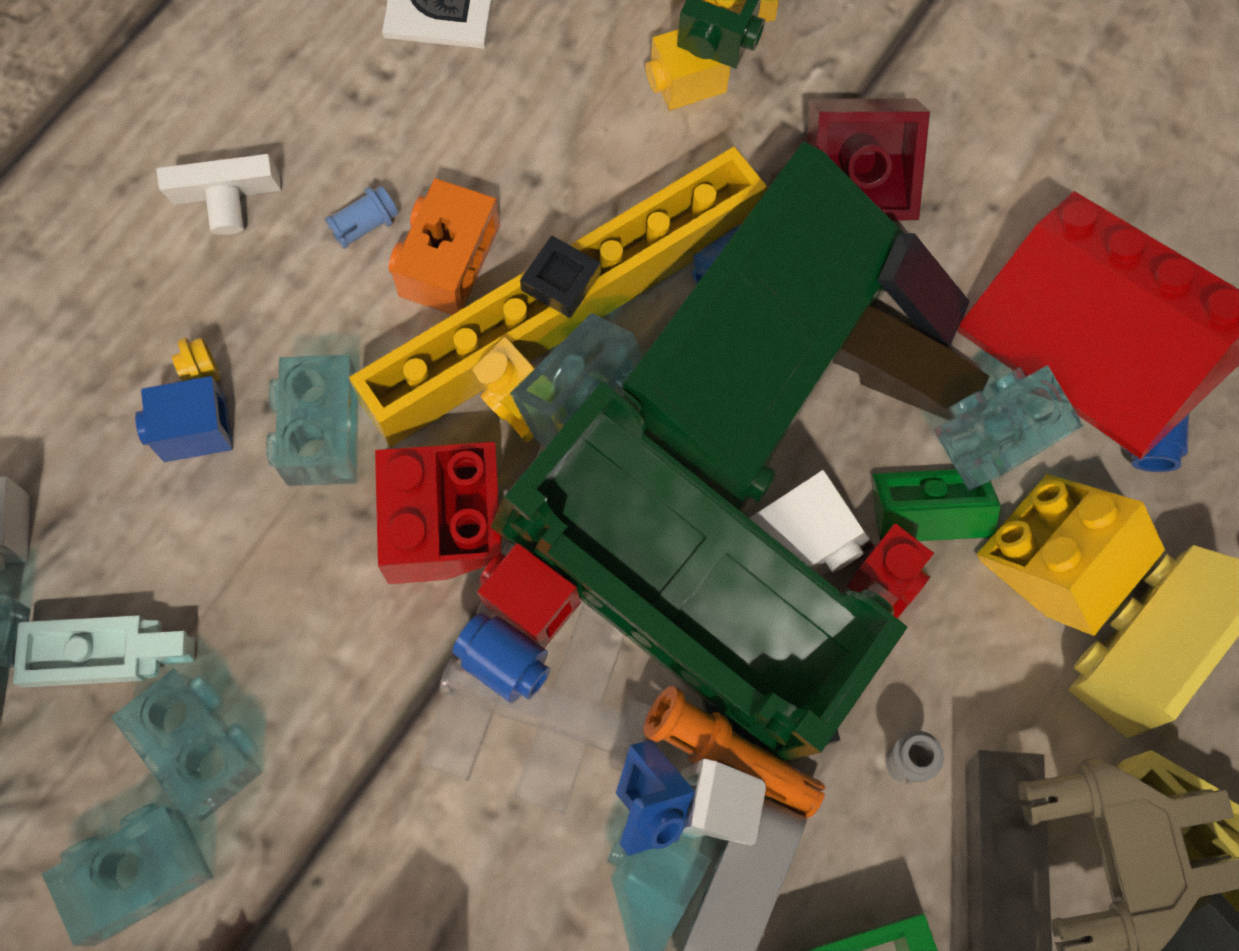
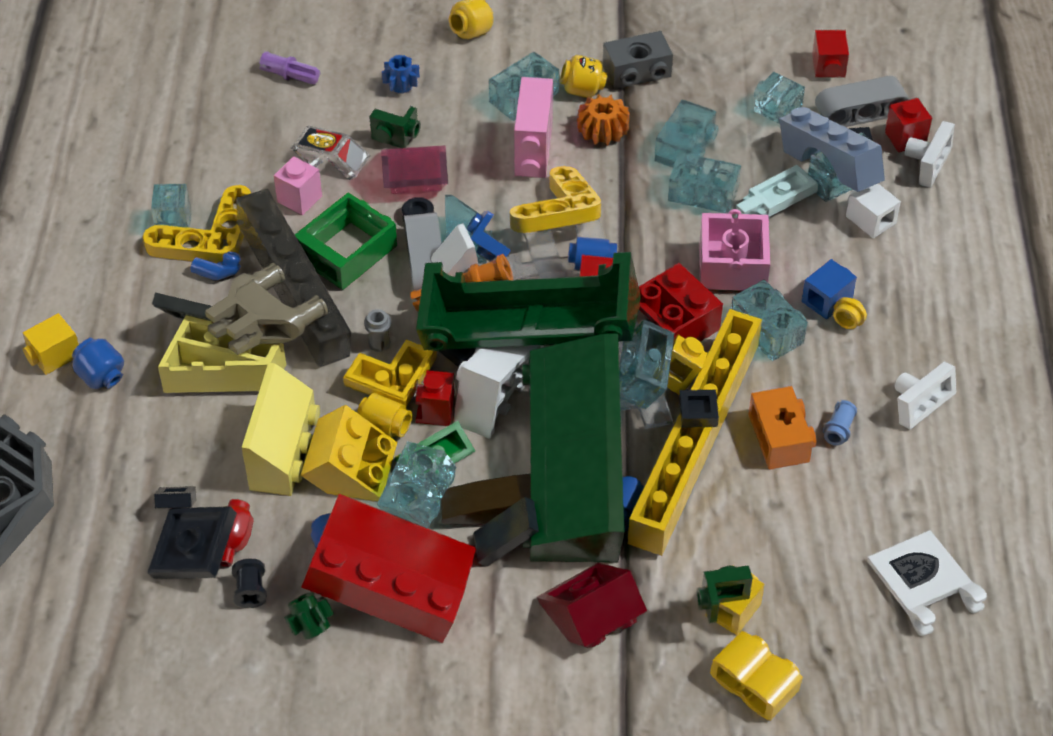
camera: 150 degrees right, 20 degrees down
(268, 555) = (733, 250): none -> bright pink brick
(436, 825) = (574, 204): none -> yellow beam
(952, 652) = (393, 380): none -> yellow brick
(983, 592) = (386, 414): none -> yellow brick

